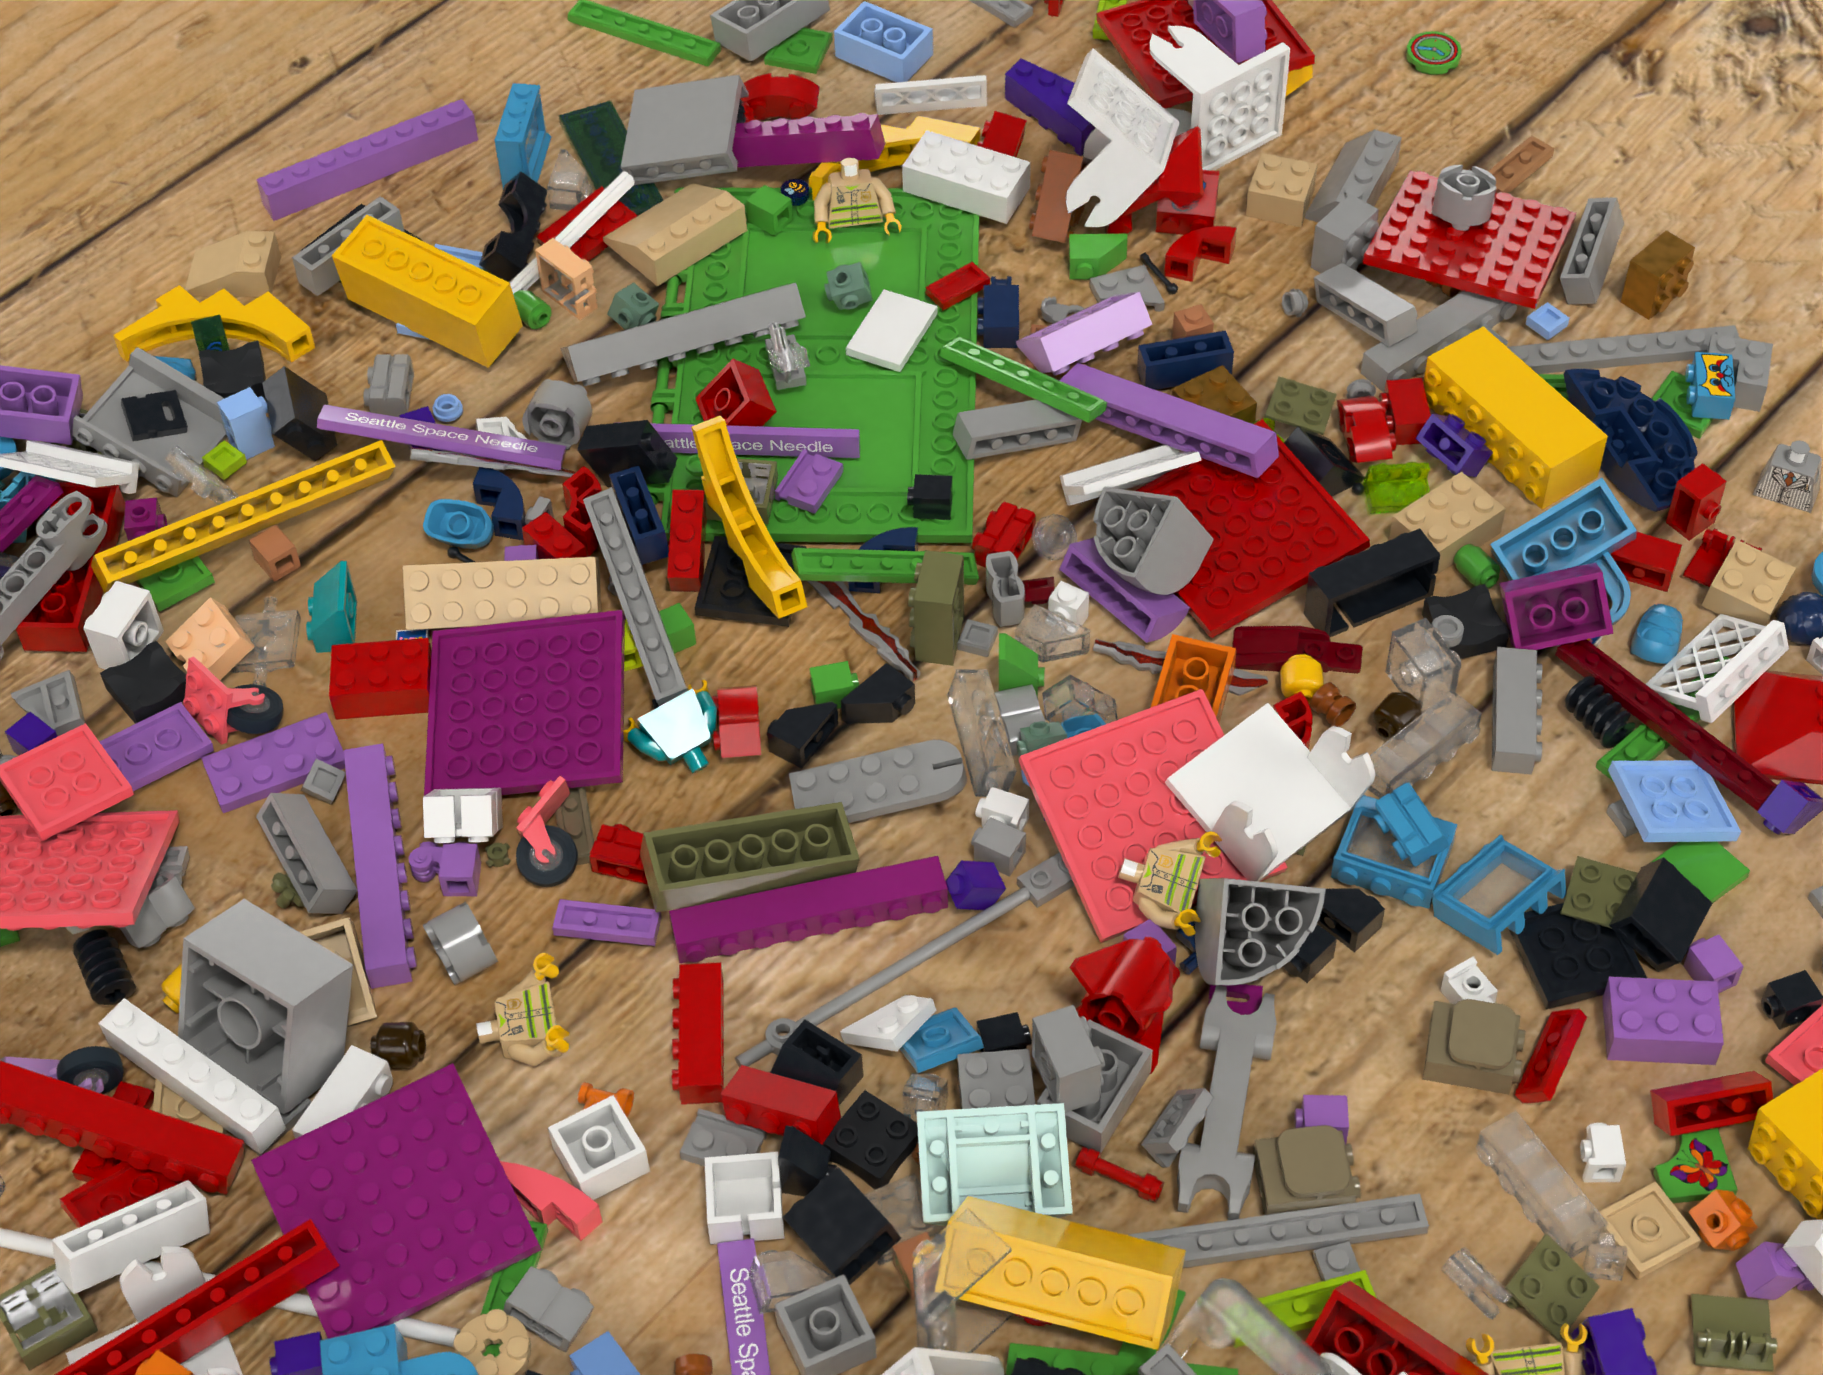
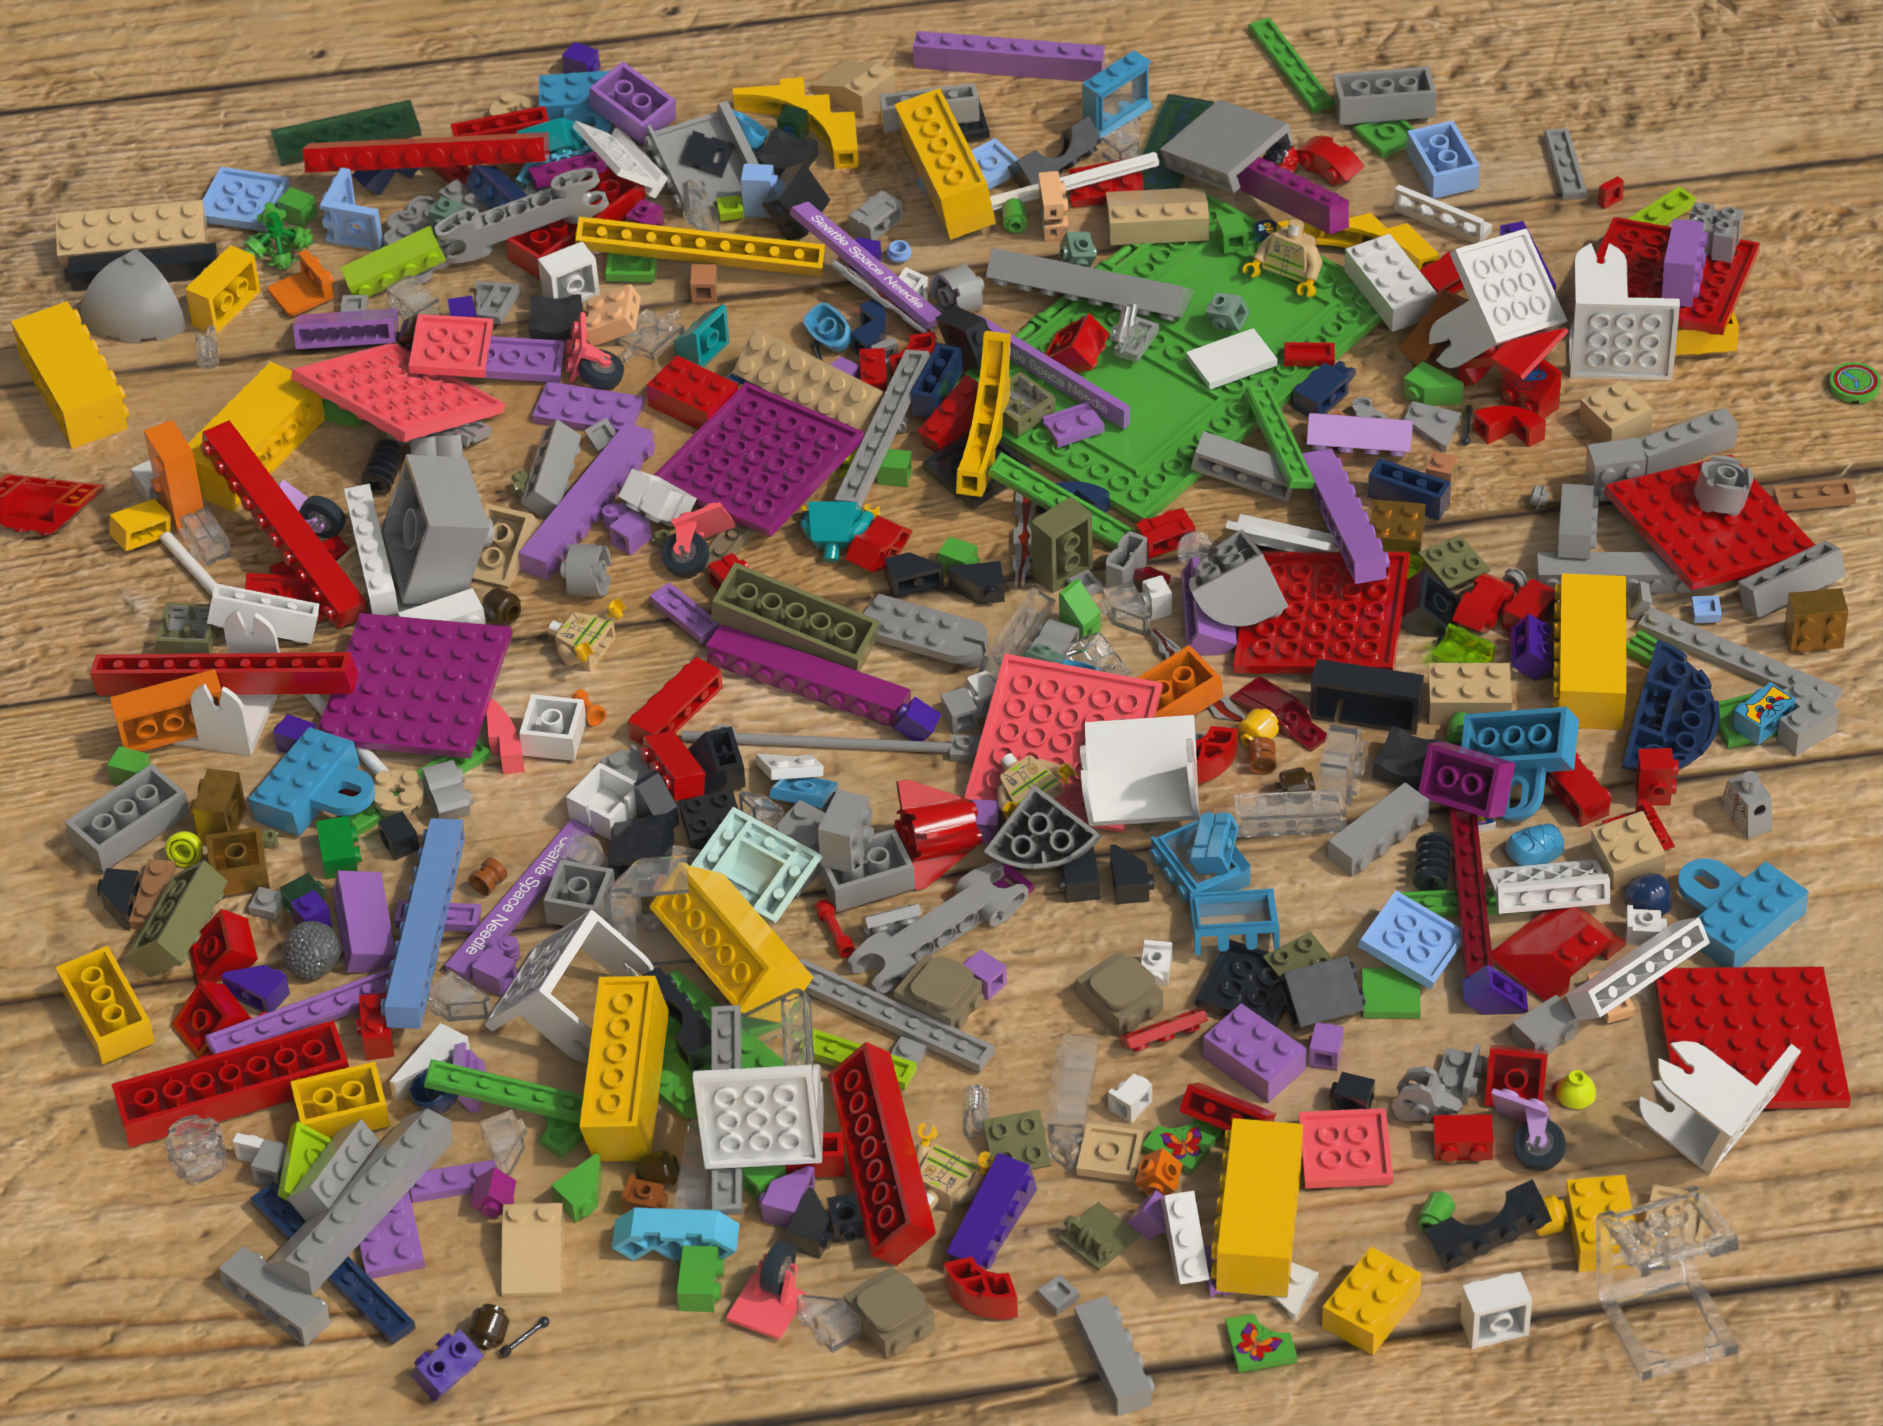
camera: 40 degrees right, 5 degrees down
(931, 497) = (1137, 477): black brick -> none
(1450, 628) = (1379, 752): light grey tile -> none

